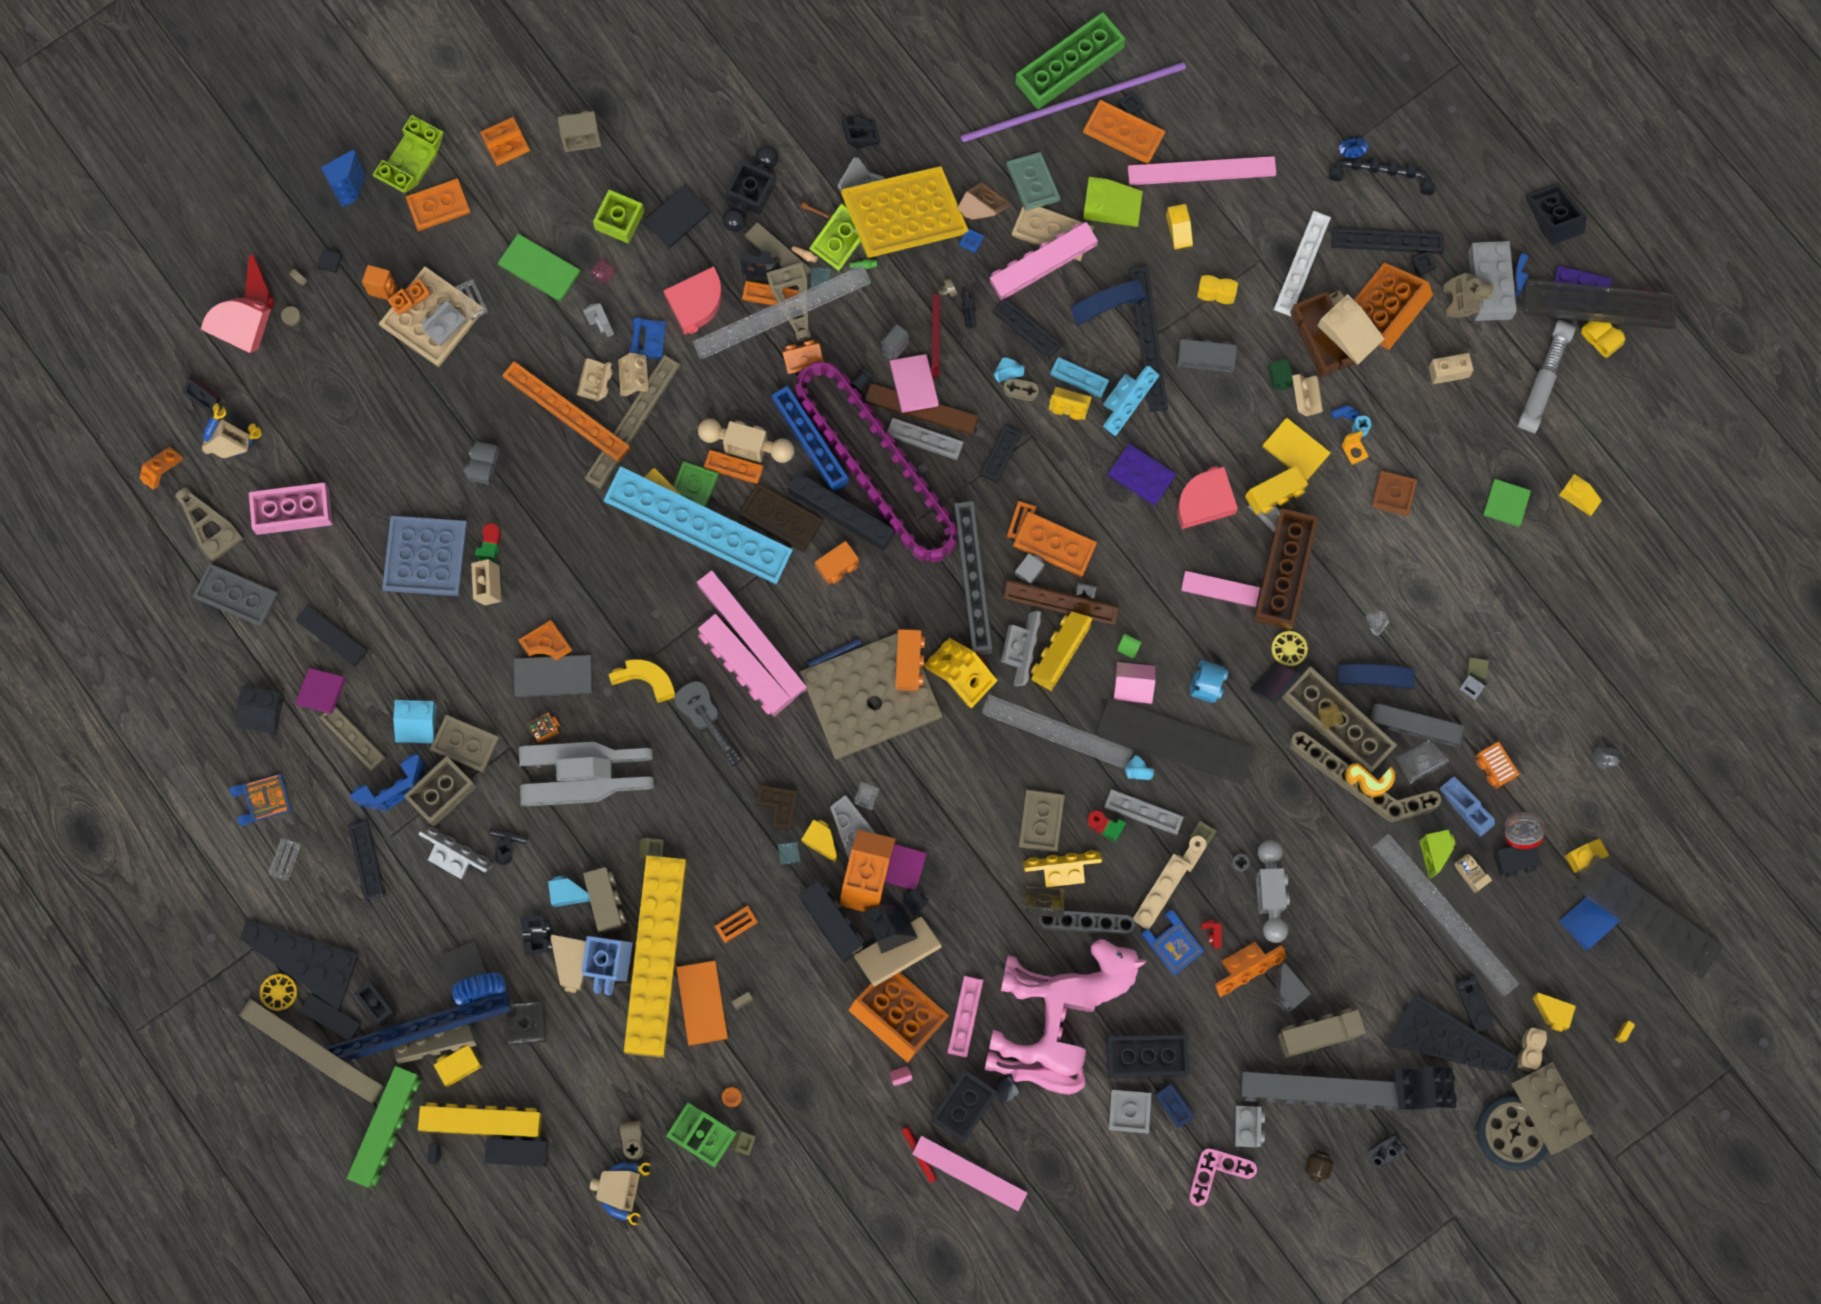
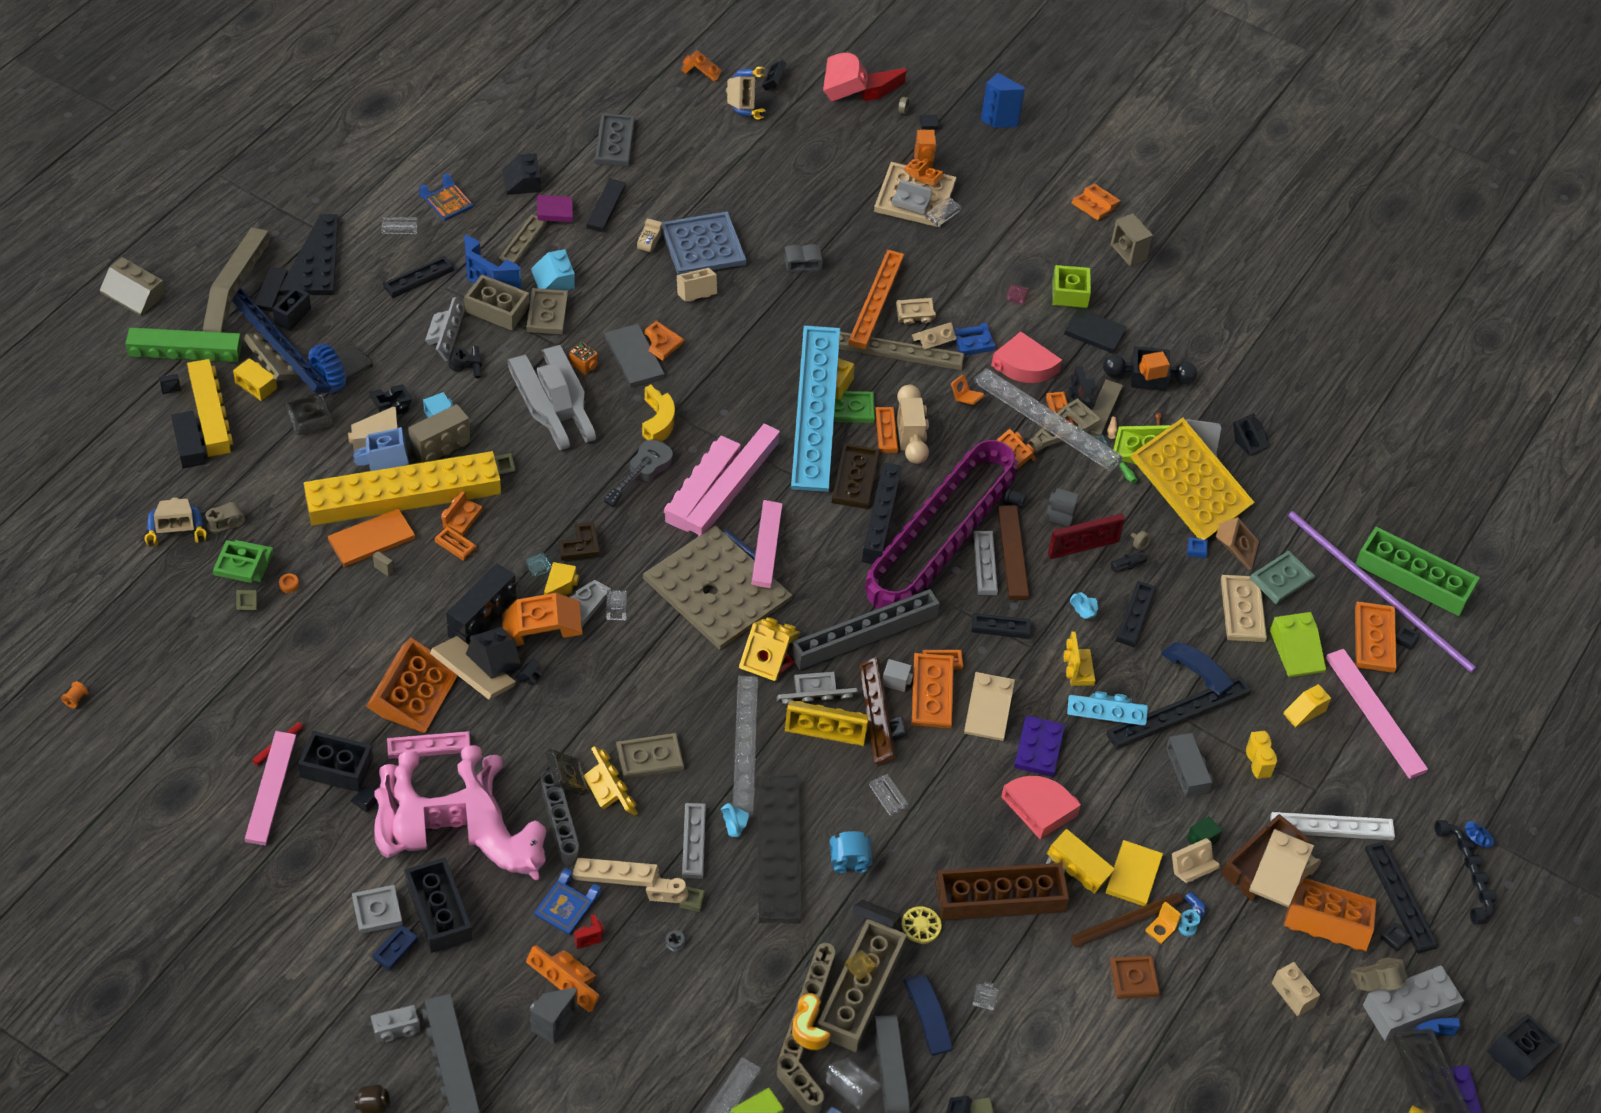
camera: 65 degrees right, 25 degrees down
(221, 541) = (659, 121): dark tan plate -> none
(278, 992) = (282, 251): yellow wheel -> none
(280, 1163) = (132, 286): none -> dark tan slope
(290, 508) = (703, 148): bright pink brick -> none
(291, 316) = (869, 112): dark tan tile -> none
(396, 606) = (650, 235): none -> tan leg
(411, 156) = (1043, 147): lime slope -> none
(438, 204) = (1016, 175): orange tile -> none
(490, 543) = (733, 281): leg -> none
(539, 267) = (997, 252): bright green tile -> none
(596, 314) = (971, 296): light grey bracket -> none
(704, 908) = (461, 514): none -> orange bracket
(719, 373) = (965, 395): none -> orange bracket
(763, 185) = (1154, 365): none -> orange brick
(809, 439) = (935, 472): blue brick -> none
(837, 563) = (831, 524): orange brick -> none
(840, 631) = (766, 544): none -> bright pink tile
(900, 1076) = (350, 707): bright pink slope -> none
(905, 867) = (559, 655): magenta tile -> none
(909, 660) = (760, 597): orange brick -> none
(913, 383) = (1030, 536): bright pink tile -> none
(1022, 385) = (1076, 623): dark tan beam -> none
(1043, 261) = (1208, 602): bright pink brick -> none
(1079, 377) = (1110, 667): medium azure tile -> none
(1090, 501) = (989, 706): none -> tan slope
(1105, 826) = (665, 805): leg -> none
(1129, 646) = (858, 780): bright green slope -> none
(1134, 683) = (823, 795): bright pink slope -> none
(1152, 632) = (896, 807): none -> clear tile
(1217, 1164) = (345, 1005): bright pink beam -> none
(1220, 589) = (953, 838): bright pink tile -> none
(1271, 891) = (653, 968): light grey brick -> none
(1319, 1034) = (516, 1056): dark tan piece -> none
(1339, 475) = (1124, 920): none -> reddish brown axle
(1507, 502) = (1178, 1089): bright green tile -> none
(1546, 377) = (1284, 1085): light grey piece -> none

